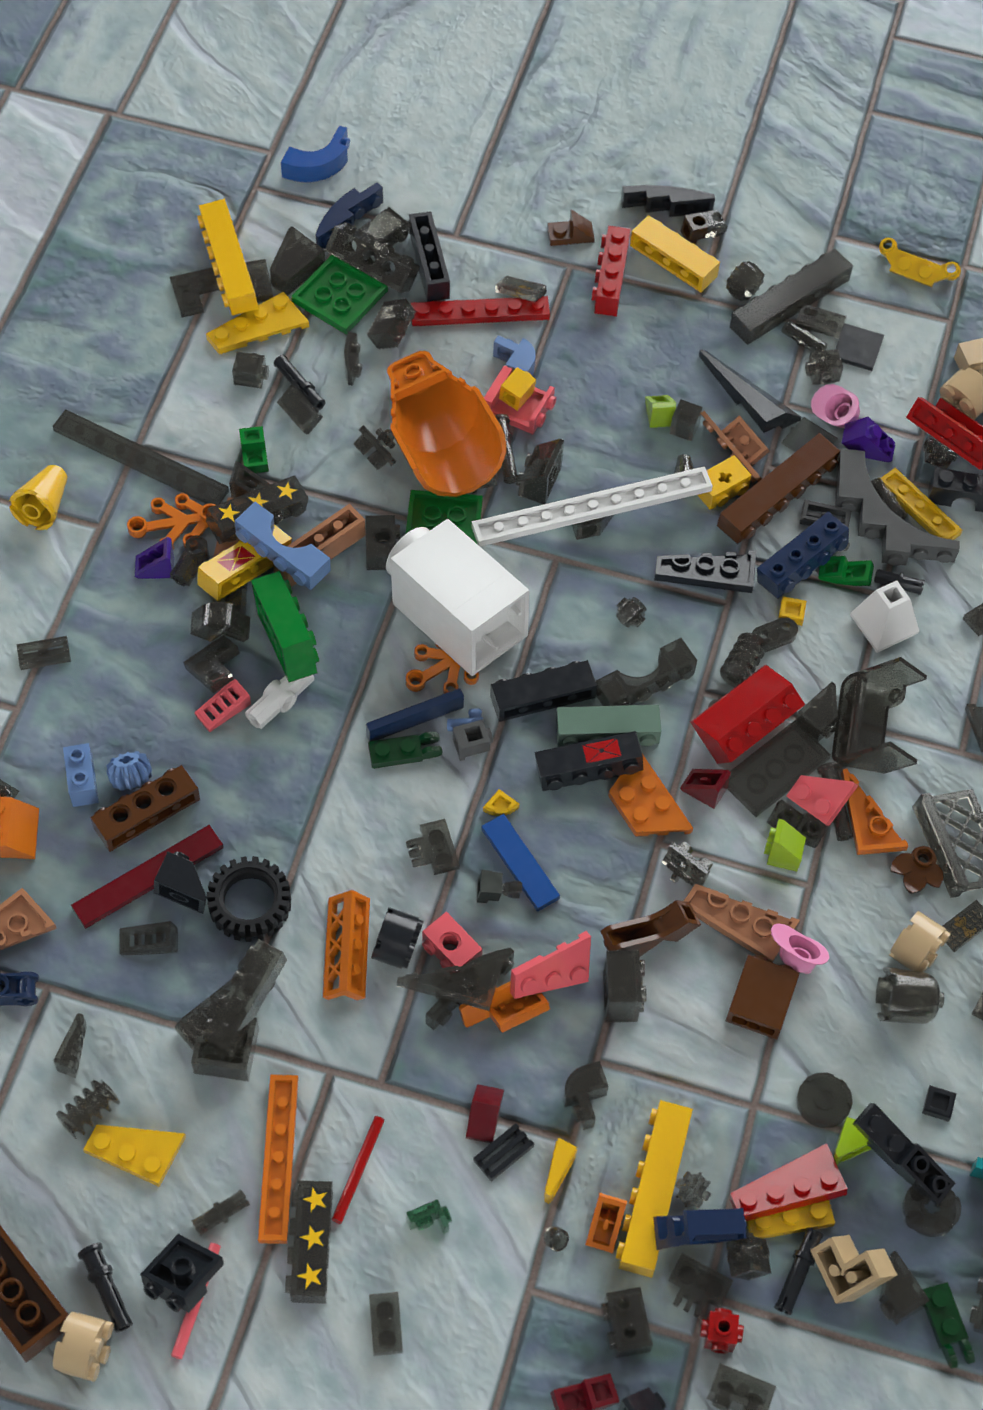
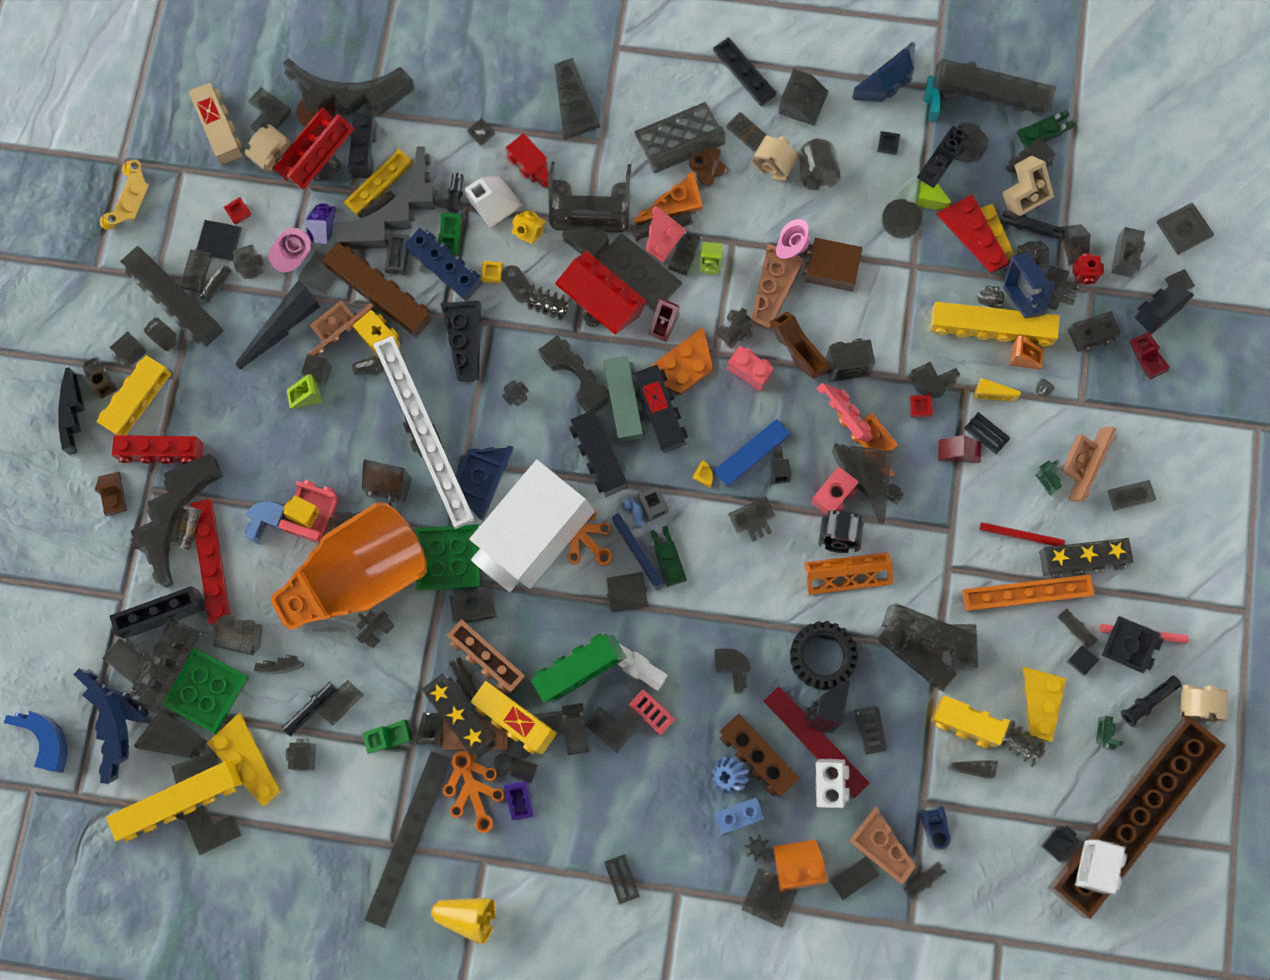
camera: 90 degrees left, 15 degrees up
(40, 790) = (762, 844): none -> clear smoke gear
(79, 1216) = (1105, 731): none -> clear green bracket
(93, 876) = (825, 782): none -> white brick
(128, 1048) = (969, 722): none -> yellow wedge
(177, 1212) = (1083, 660): none -> black tile
(259, 800) = (732, 662): none -> clear smoke brick
(301, 526) = (463, 678): none -> clear smoke pin
(304, 210) = (113, 730): none -> dark blue slope
(304, 564) = (490, 706): medium blue arch -> none
(369, 701) = (627, 592): none -> clear smoke piece
(445, 1268) = (1086, 460): none -> nougat bracket
(537, 568) = (481, 475): none -> dark blue wing
(551, 1072) = (920, 406): none -> red plate
(565, 290) = (183, 485): none -> clear smoke arch
(629, 872) = (750, 368): none -> coral brick
(731, 252) = (127, 350): none -> clear smoke brick
(767, 1328) = (1076, 242): none -> clear smoke slope
(845, 650) = (528, 226): none -> yellow brick
(891, 364) = (237, 211): none -> red plate
(941, 662) = (528, 159): none -> red hinge

